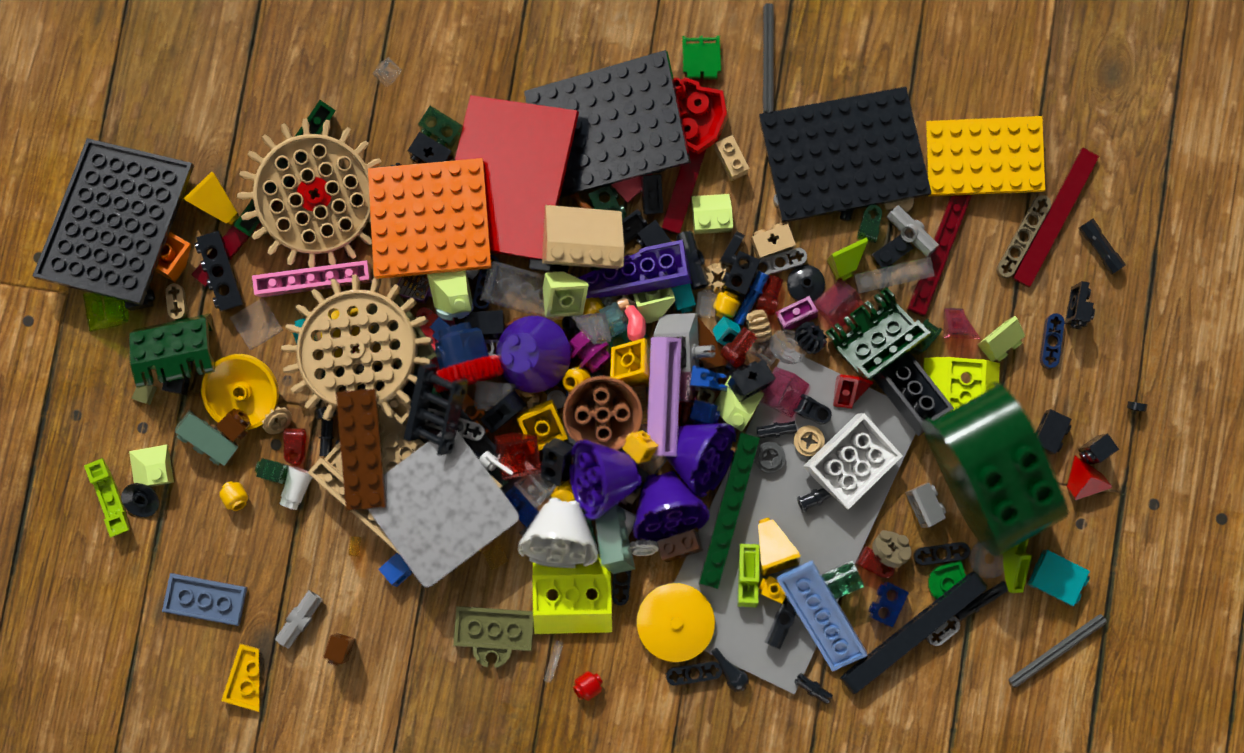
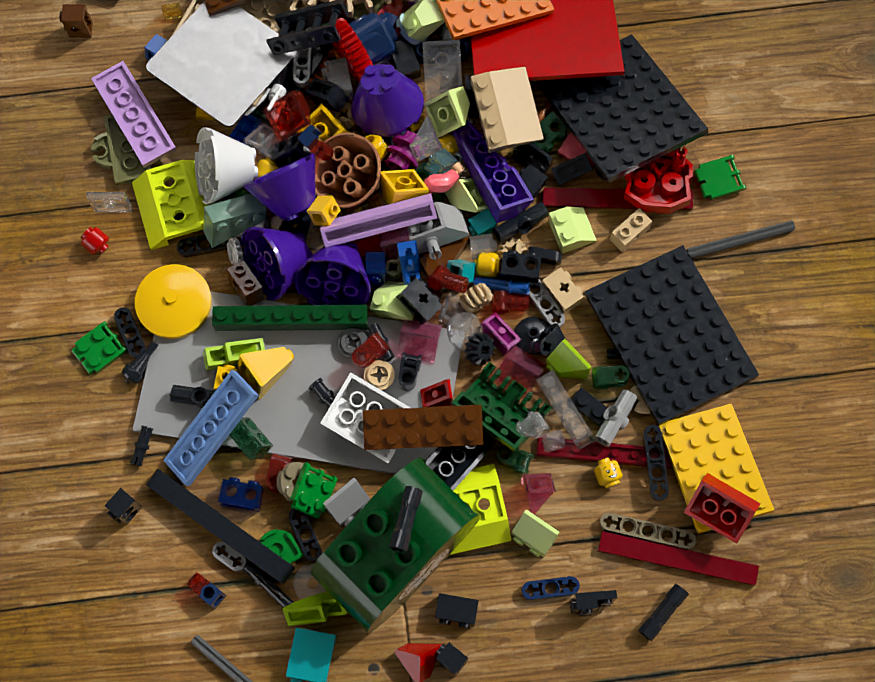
camera: 80 degrees right, 10 degrees down
(463, 613) = (133, 114): none -> lavender plate
(567, 436) = (311, 140): none -> leg
(700, 709) = (98, 349): none -> green plate
(785, 439) = (372, 349): none -> clear red piece
(820, 269) = (547, 340): none -> black piece
(872, 720) = (122, 507): none -> black brick
(883, 412) = (423, 427): none -> reddish brown plate
(904, 310) = (533, 425): none -> clear piece
(905, 534) = (312, 491): none -> green plate
(918, 295) = (553, 441): none -> clear slope
(962, 255) = (608, 473): none -> yellow head
(965, 208) = (655, 463): none -> black beam
(969, 661) = (206, 590): none -> leg
(1016, 457) = (402, 532): none -> black axle
(1033, 161) = (722, 508): none -> red slope

